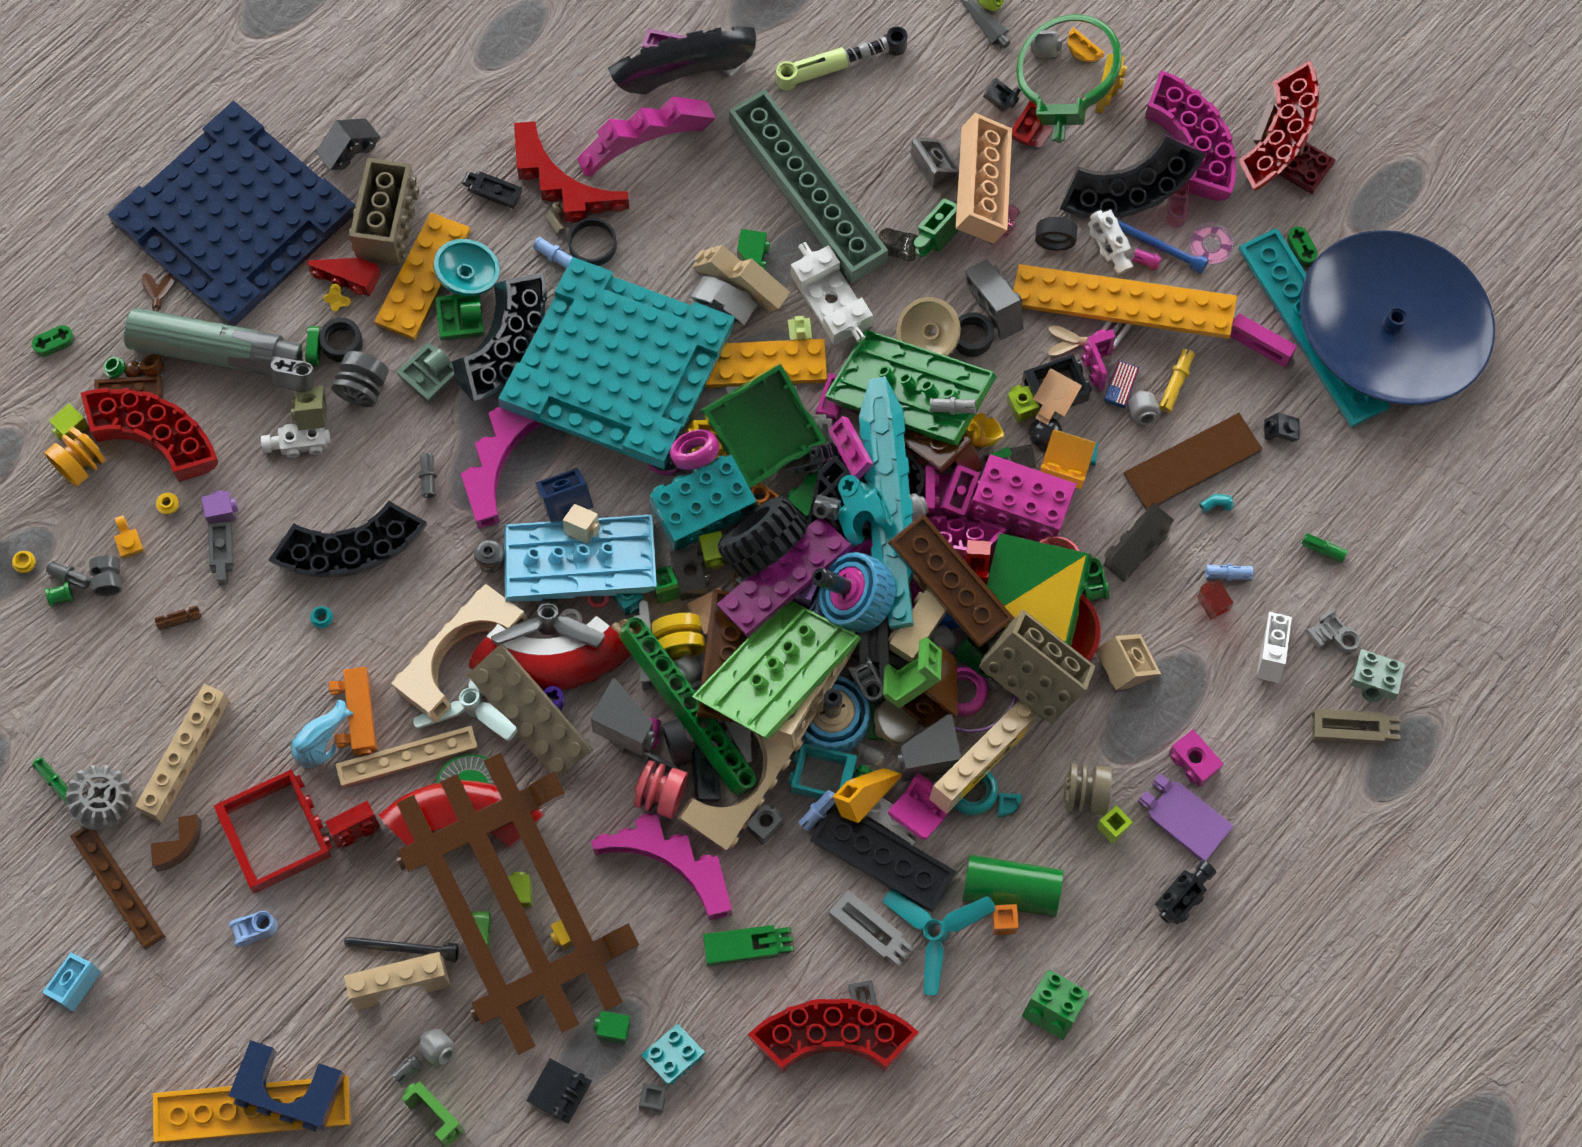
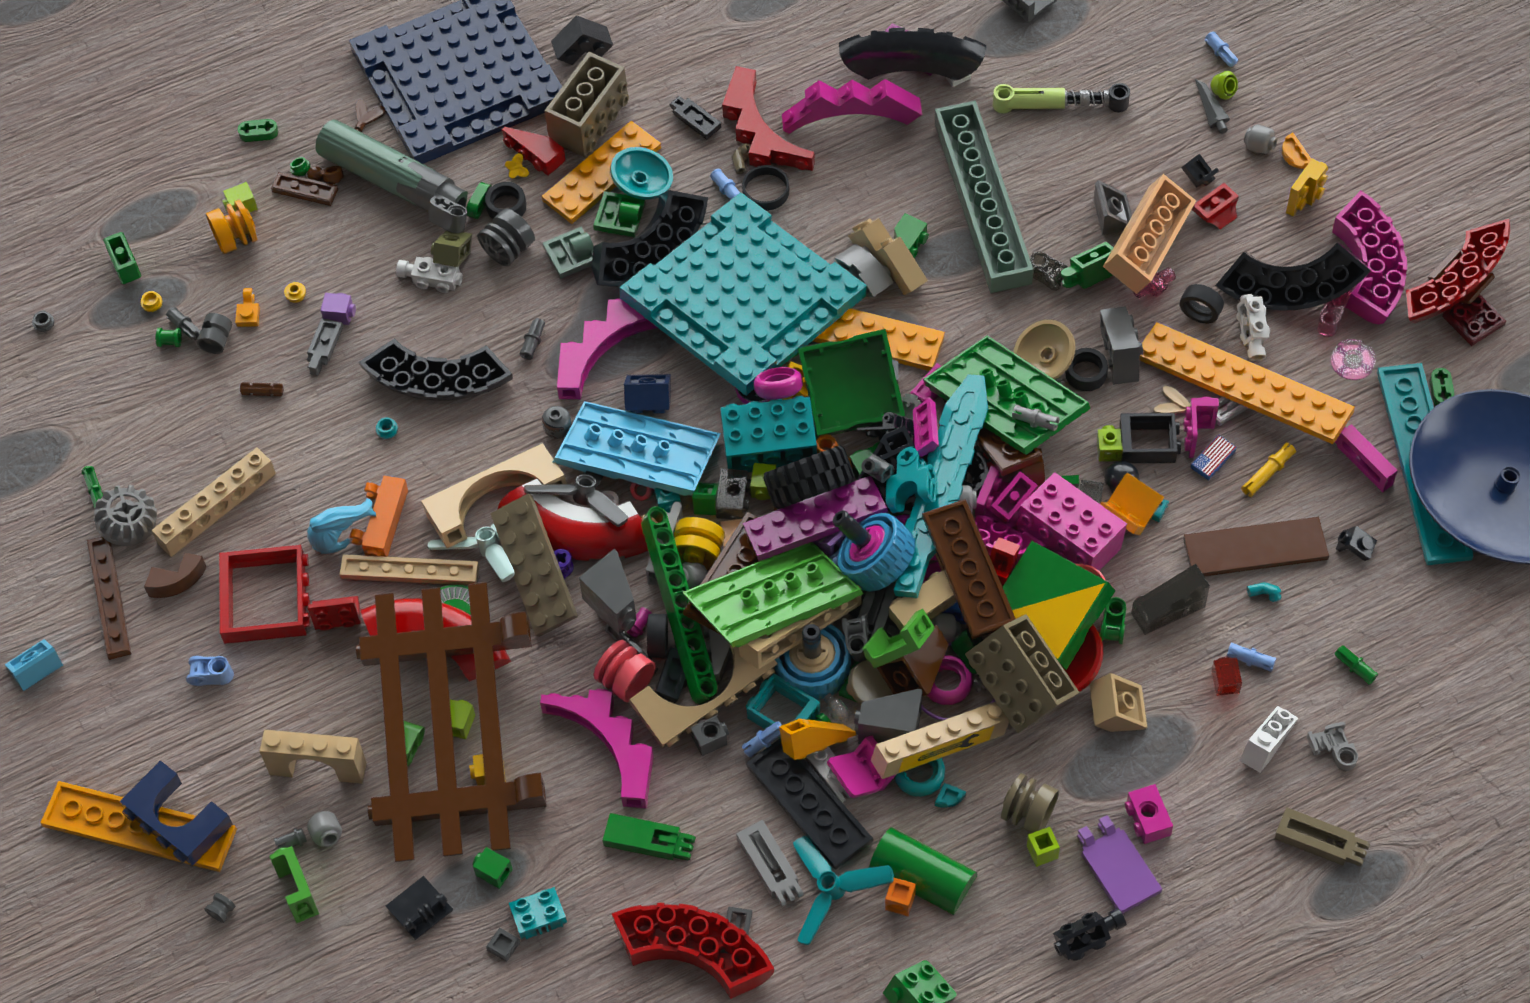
camera: 25 degrees right, 10 degrees down
(154, 423) = (310, 220): red brick -> none
(448, 952) = (373, 751): black piece -> none
(581, 524) = (650, 418): tan brick -> none
(799, 328) = (925, 316): yellowish green tile -> none
(820, 276) = (963, 277): white brick -> none
(984, 431) = (1060, 455): yellow hair -> none
(1055, 395) = (1142, 442): light nougat piece -> none
(1069, 114) = (1257, 203): green brick -> none
(1144, 407) = (1226, 483): light grey head -> none
(1147, 259) = (1286, 356): dark pink pin -> none
(1198, 263) = (1331, 372): blue piece -> none
(1377, 676) = (1361, 798): sand green plate -> none

